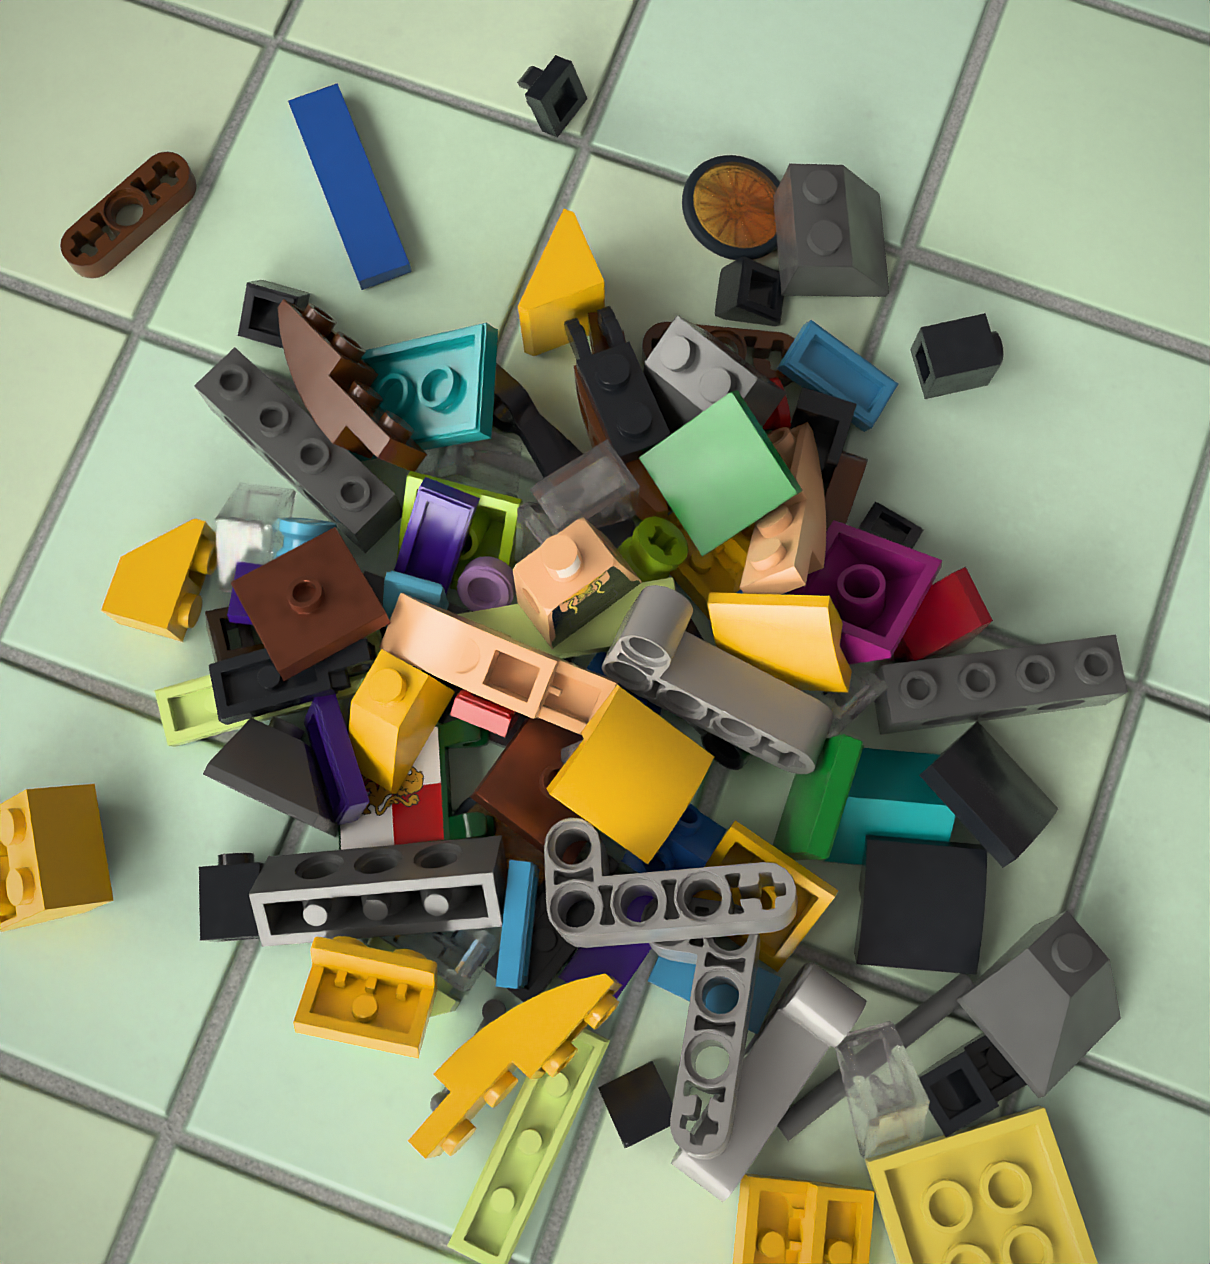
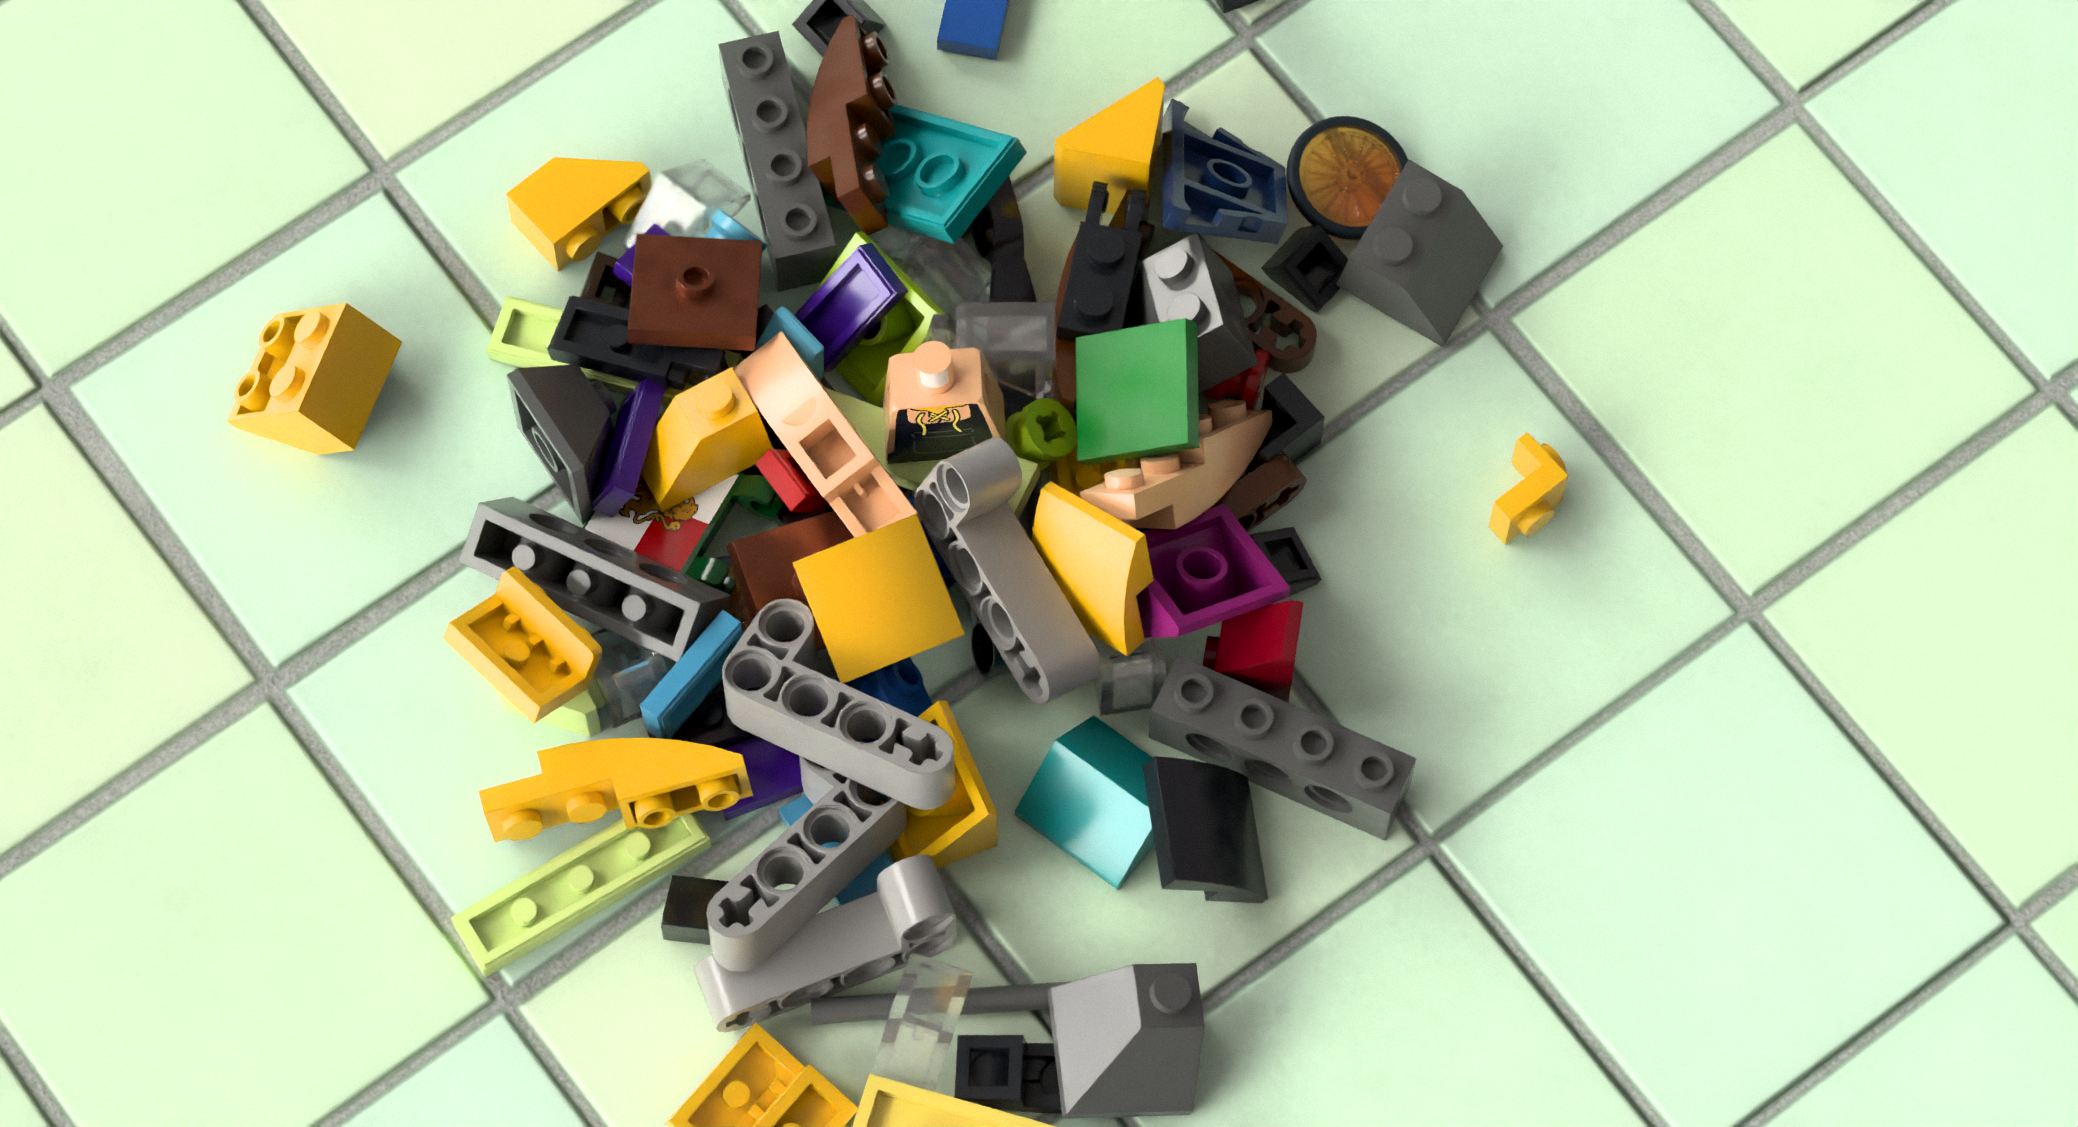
camera: 30 degrees right, 10 degrees down
(225, 898) = (448, 512): black brick -> none
(486, 584) = (864, 376): lavender tile -> none
(660, 270) = (1219, 183): none -> dark blue wing
(818, 801) = (1038, 733): green tile -> none
(832, 368) = (1335, 384): dark azure tile -> none
(921, 904) = (1073, 893): black slope -> none
(956, 355) = (1462, 436): black brick -> none
(1040, 378) = (1532, 500): none -> yellow bracket

